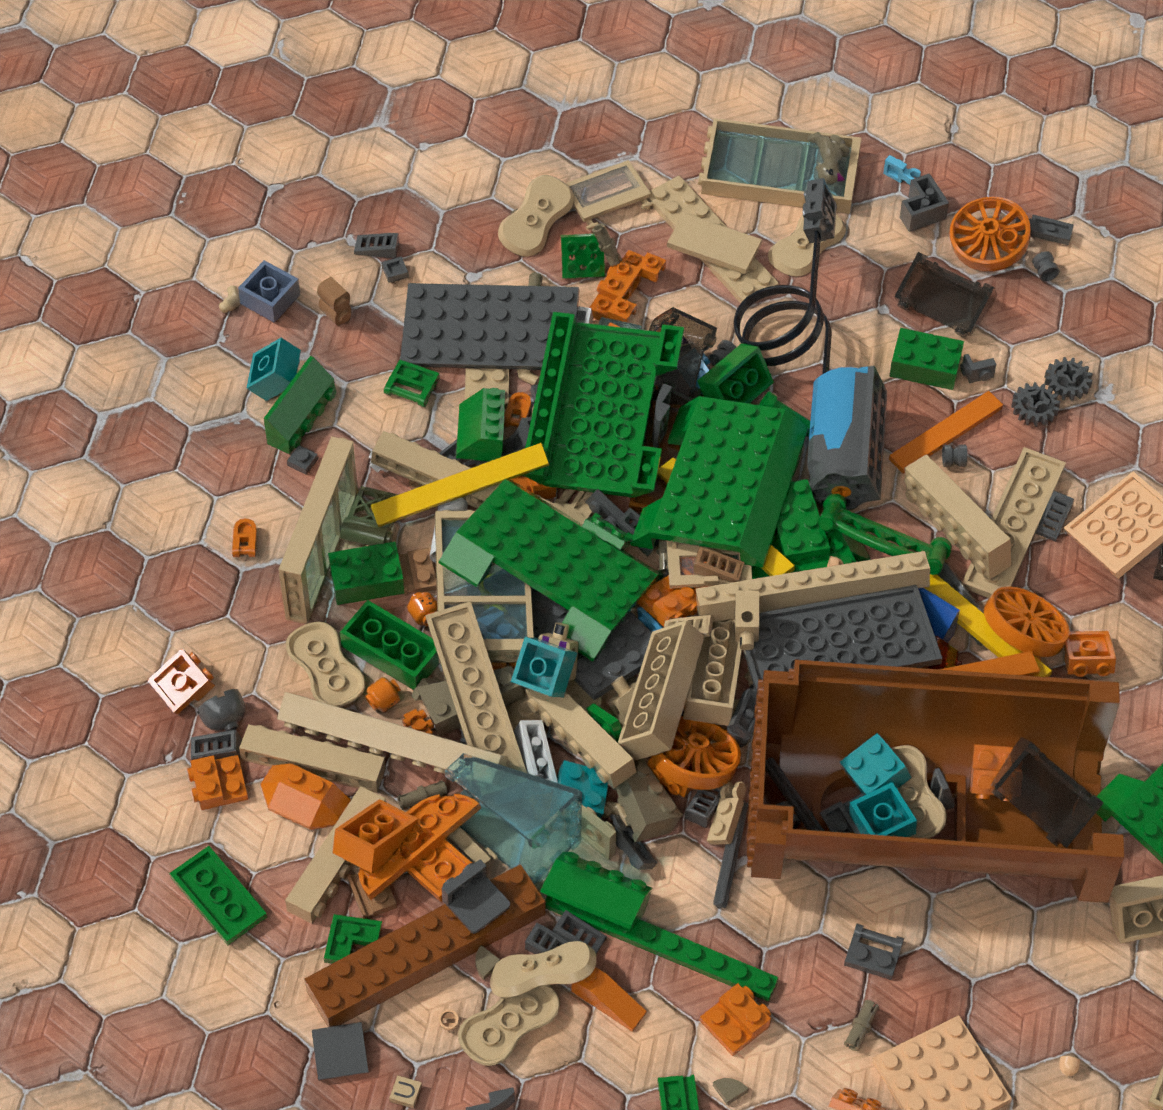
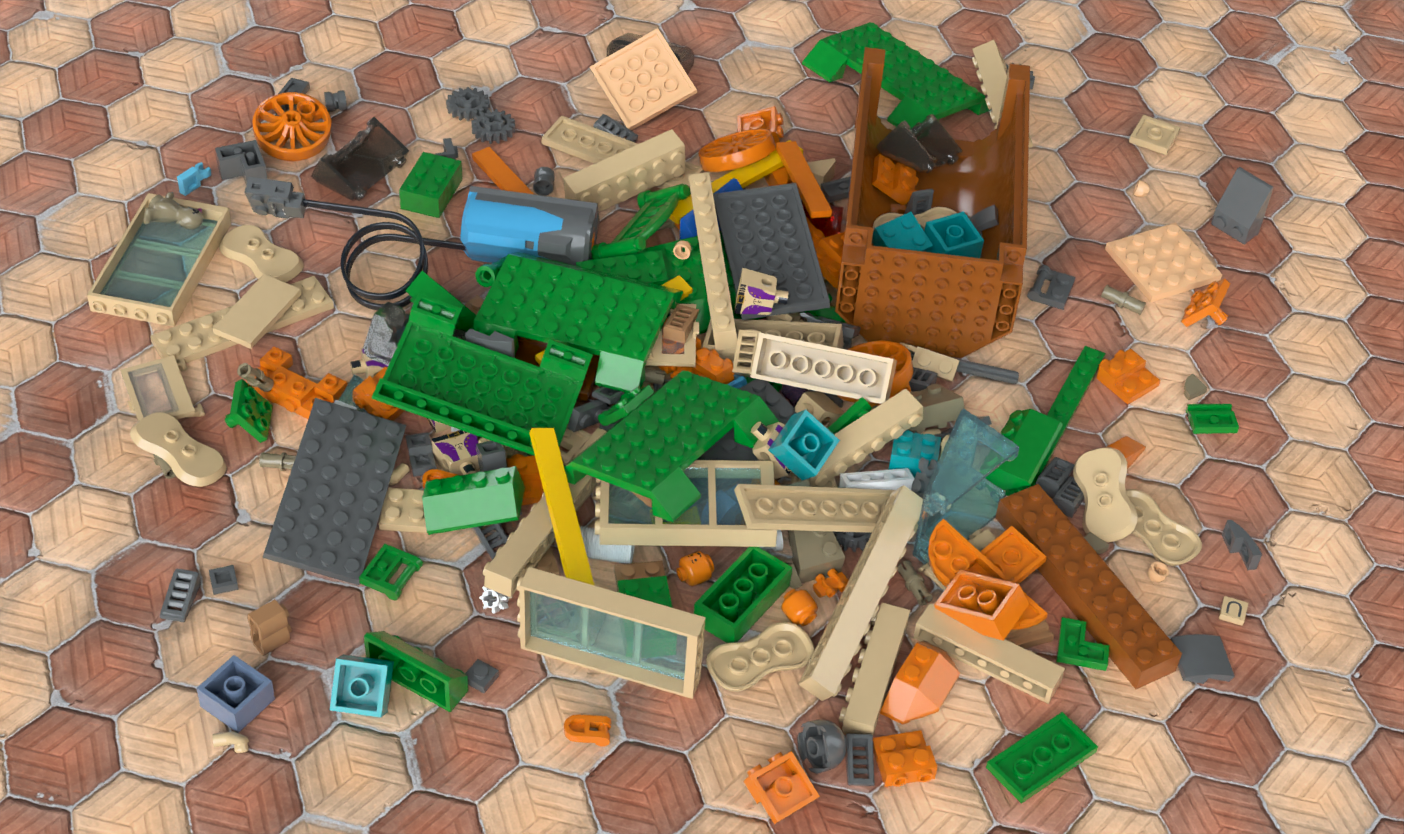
camera: 90 degrees left, 10 degrees down
(474, 897) = (1049, 524): dark grey bracket -> none

